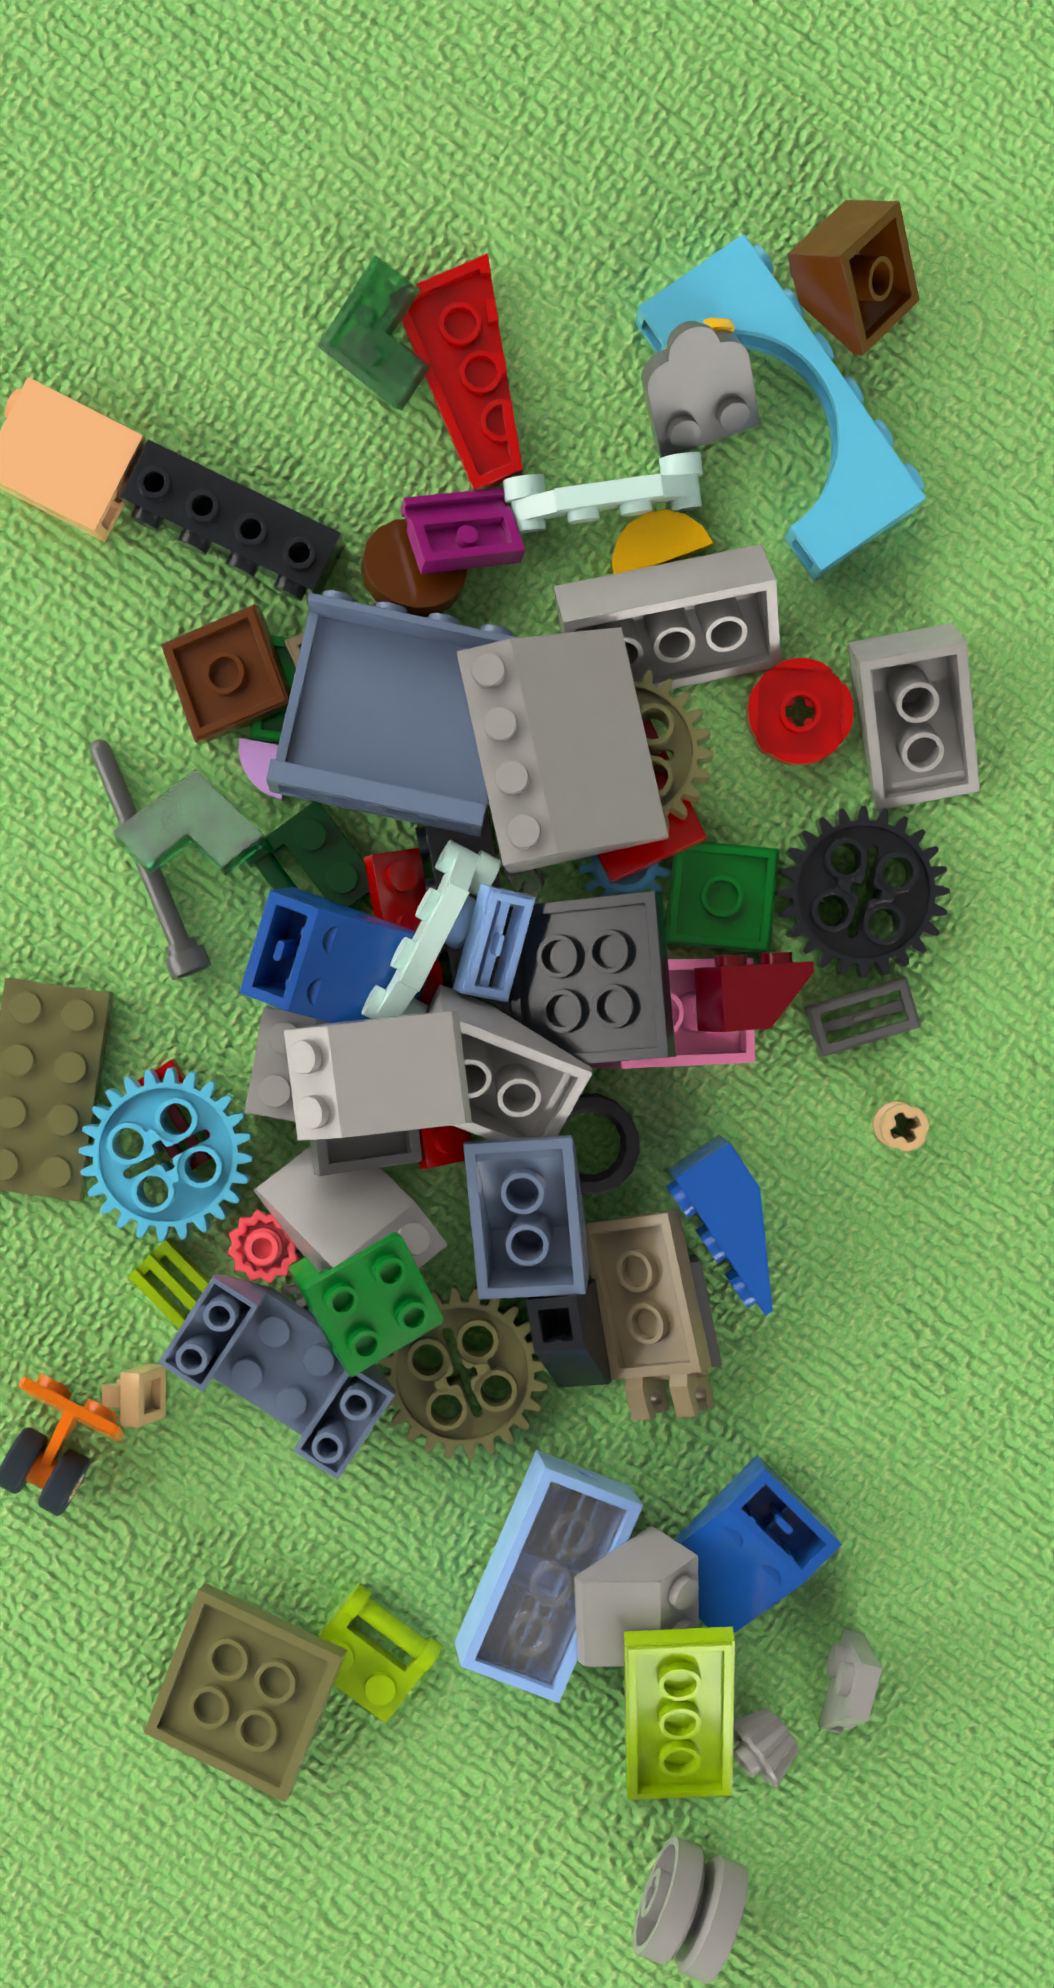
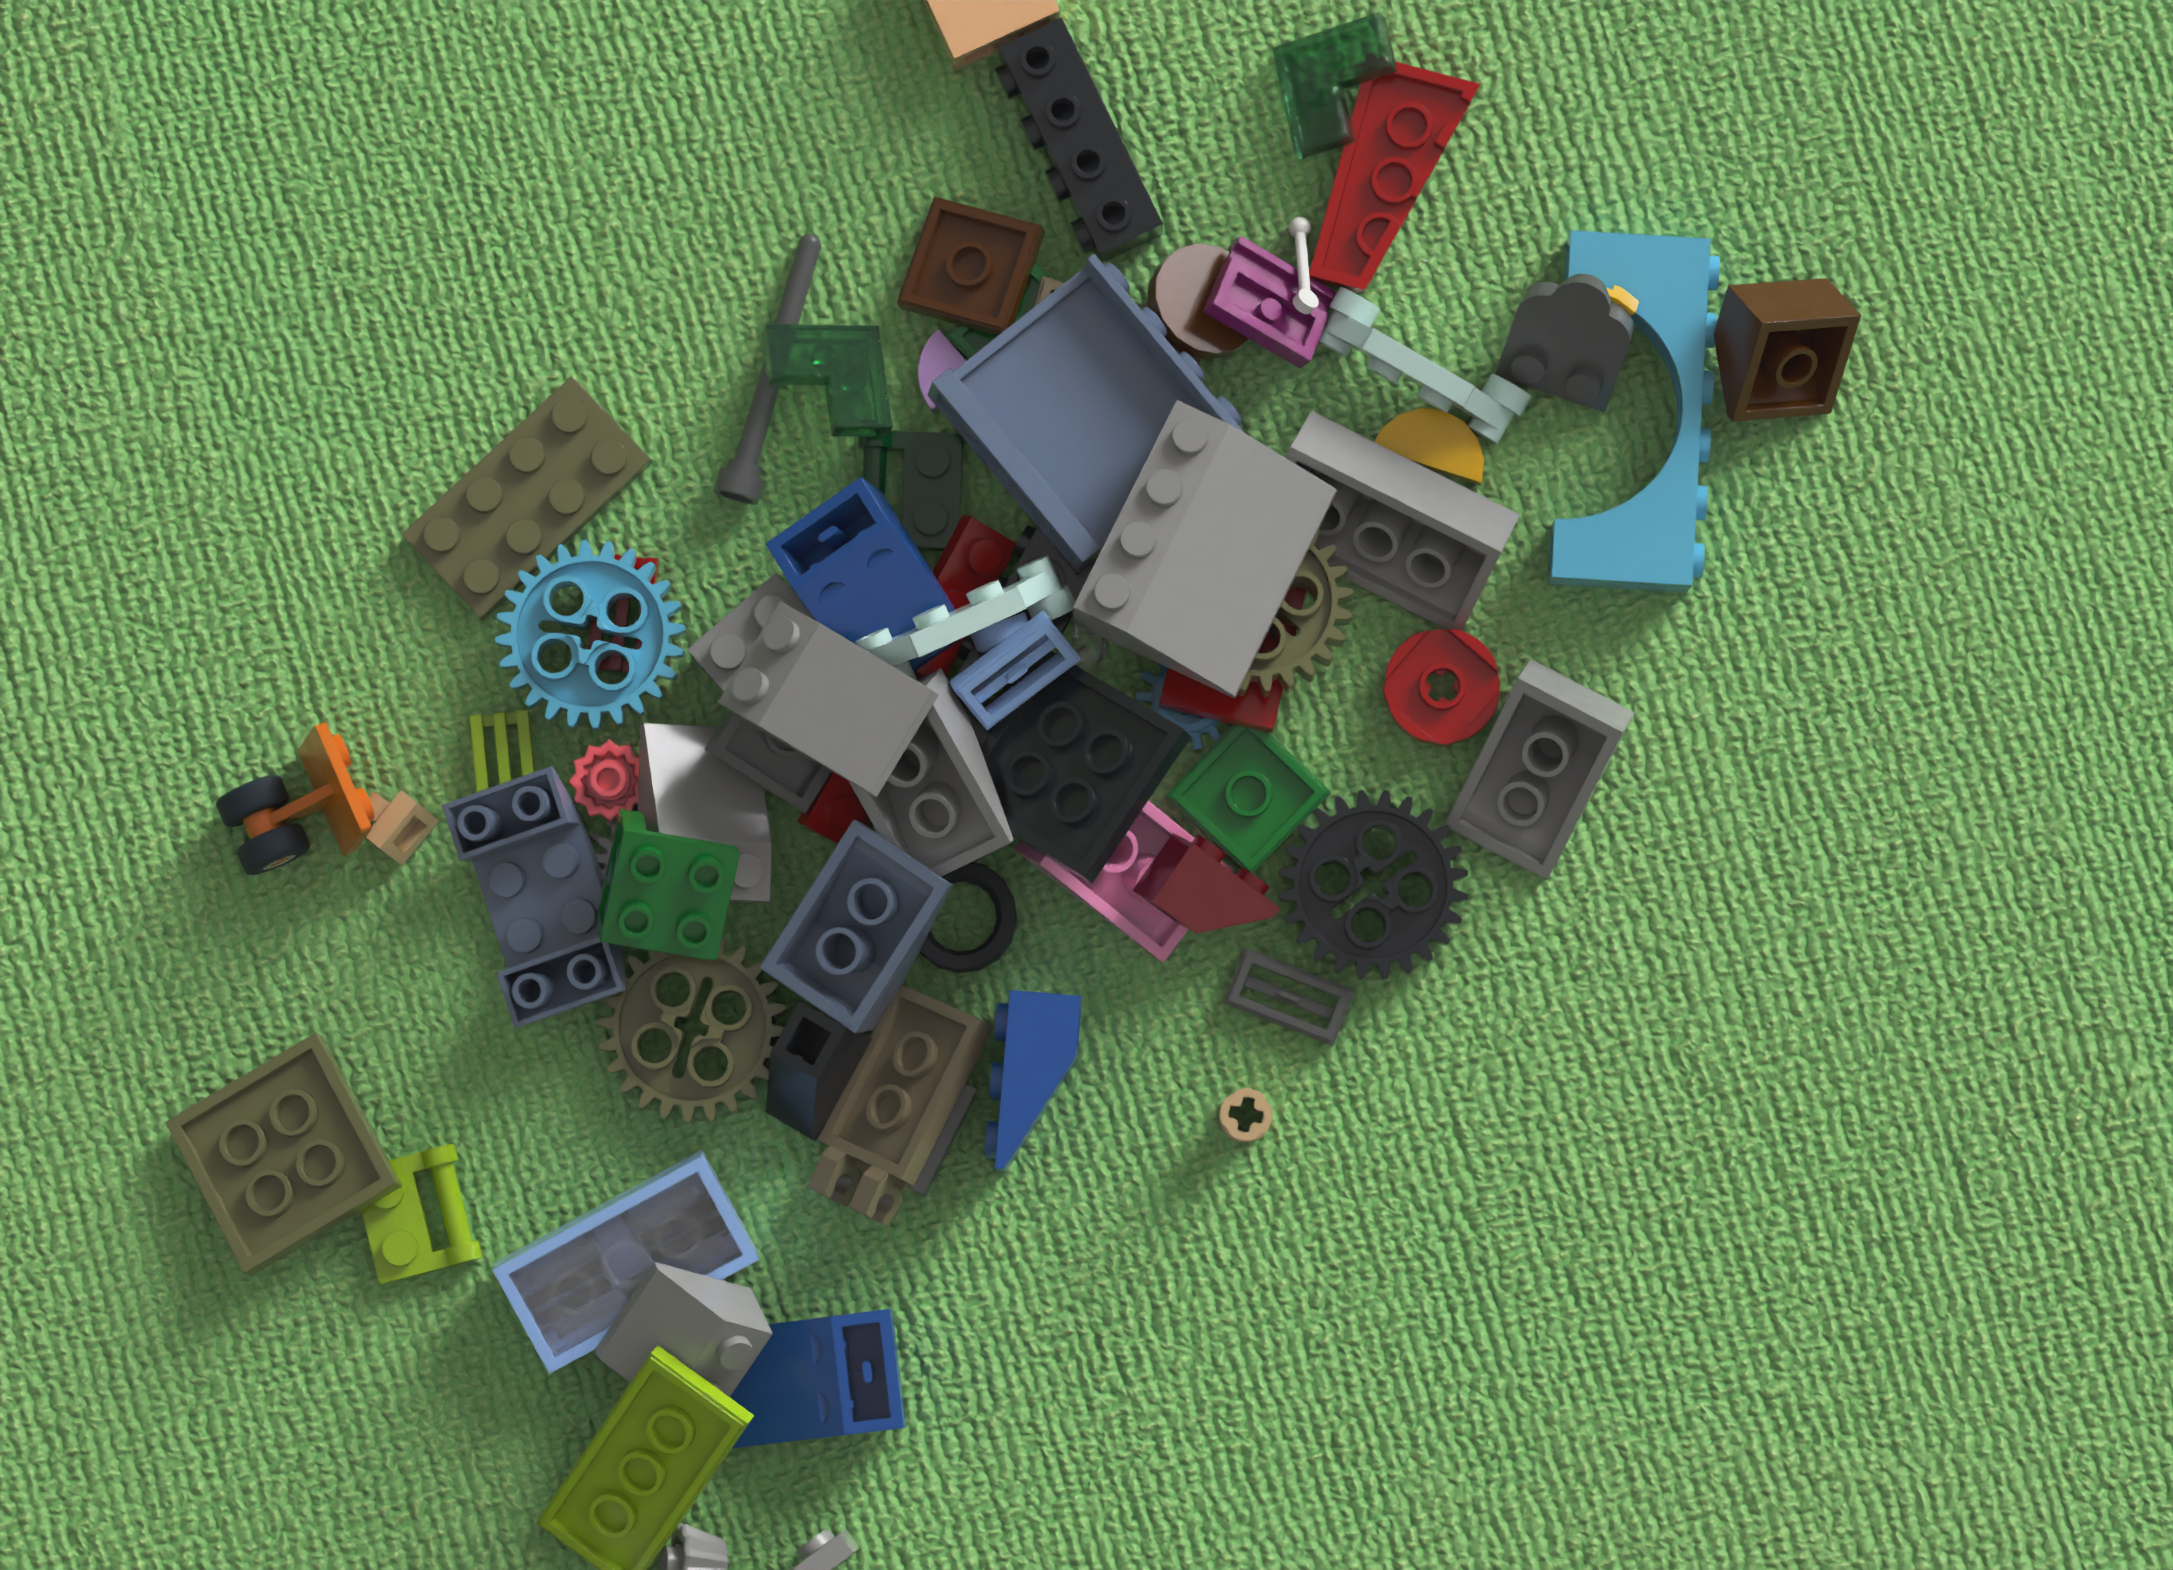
camera: 35 degrees right, 5 degrees down
(487, 507) = (1305, 300): none -> white hinge

